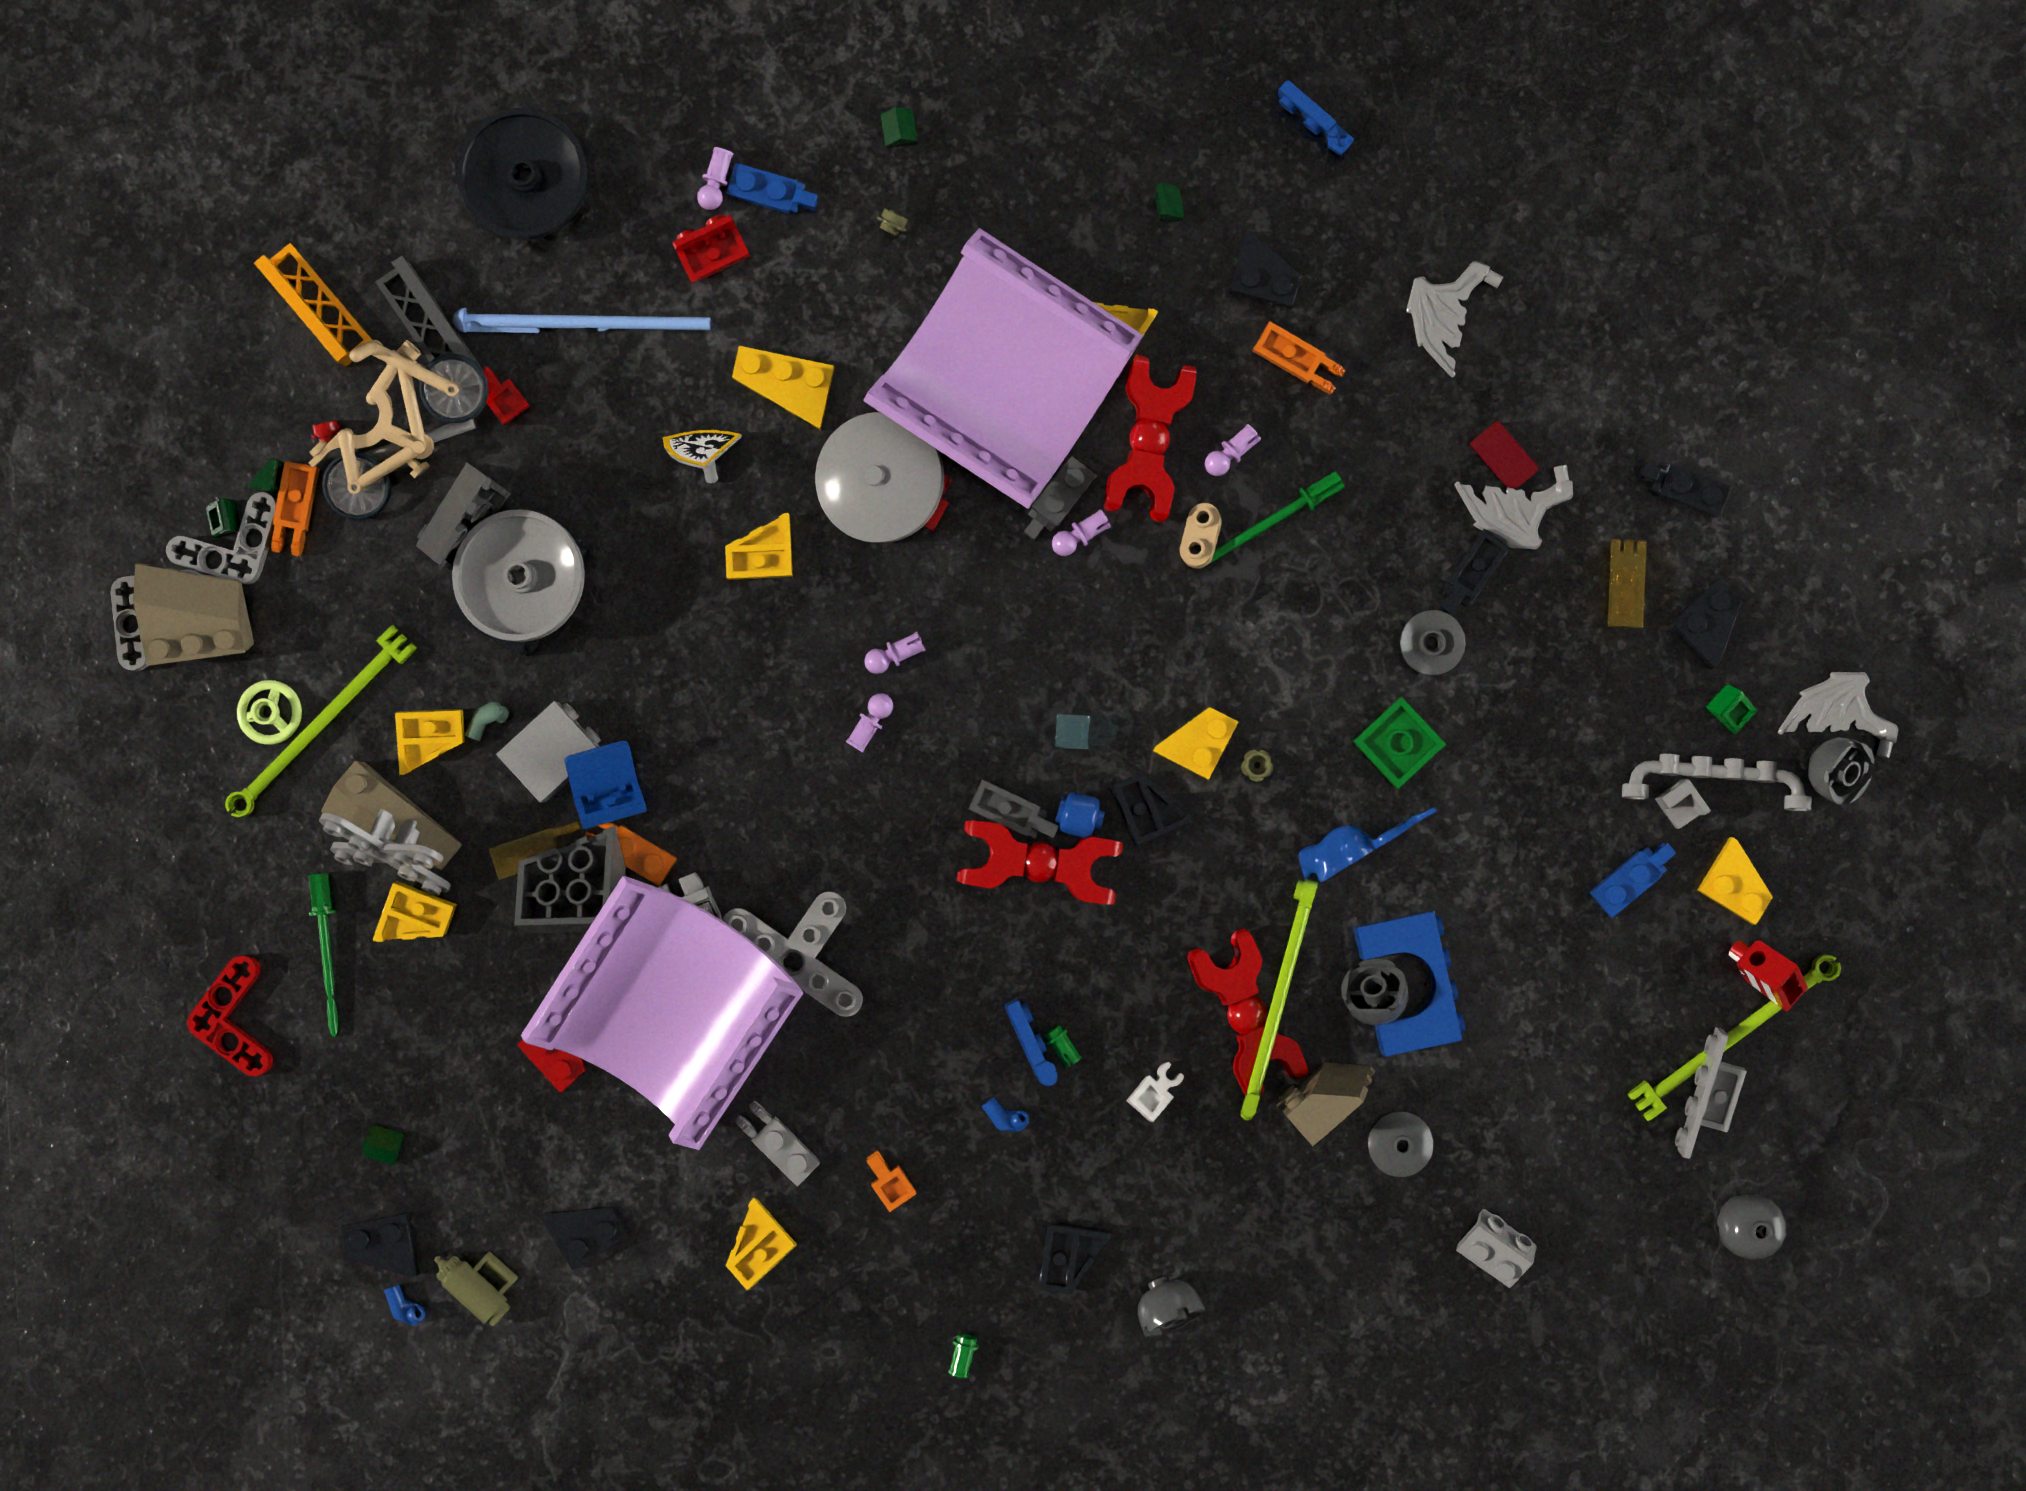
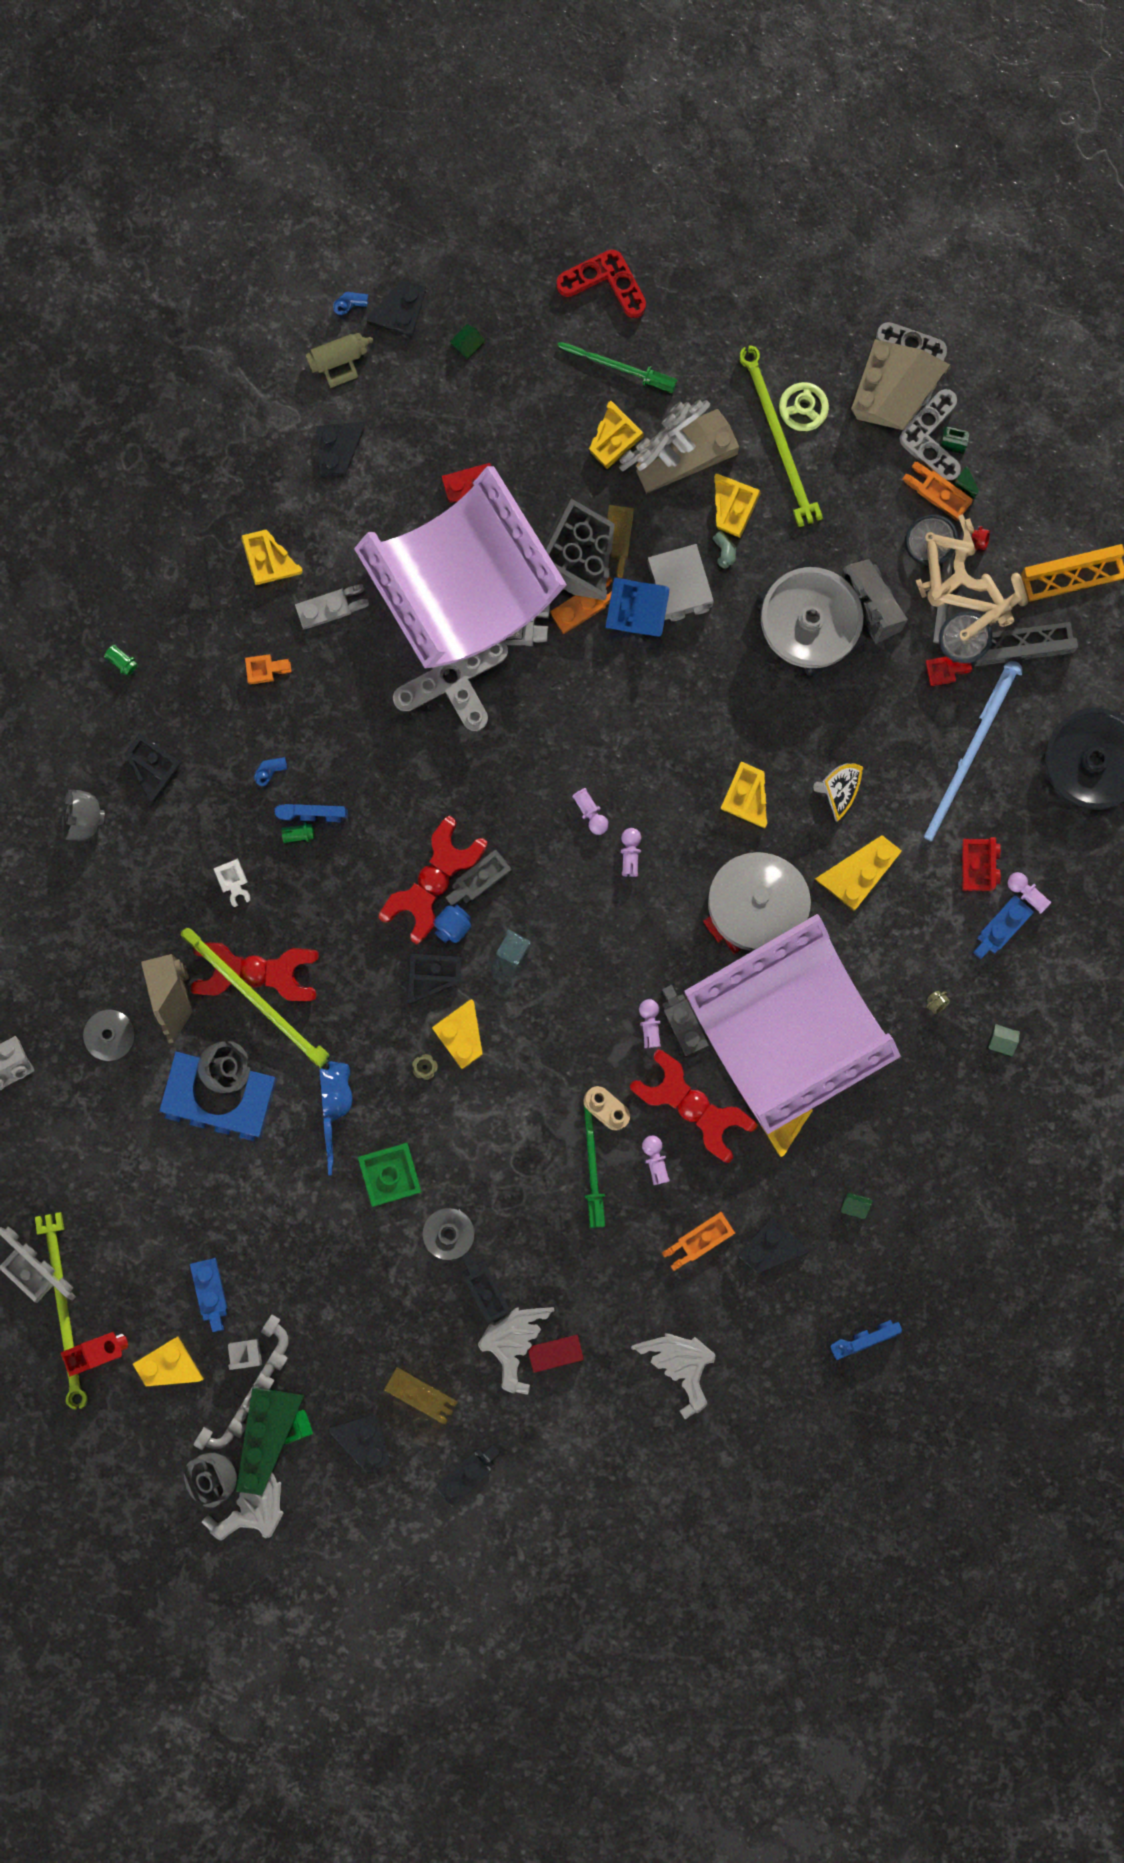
camera: 115 degrees right, 5 degrees down
(1757, 734) = (266, 1431): none -> dark green wing

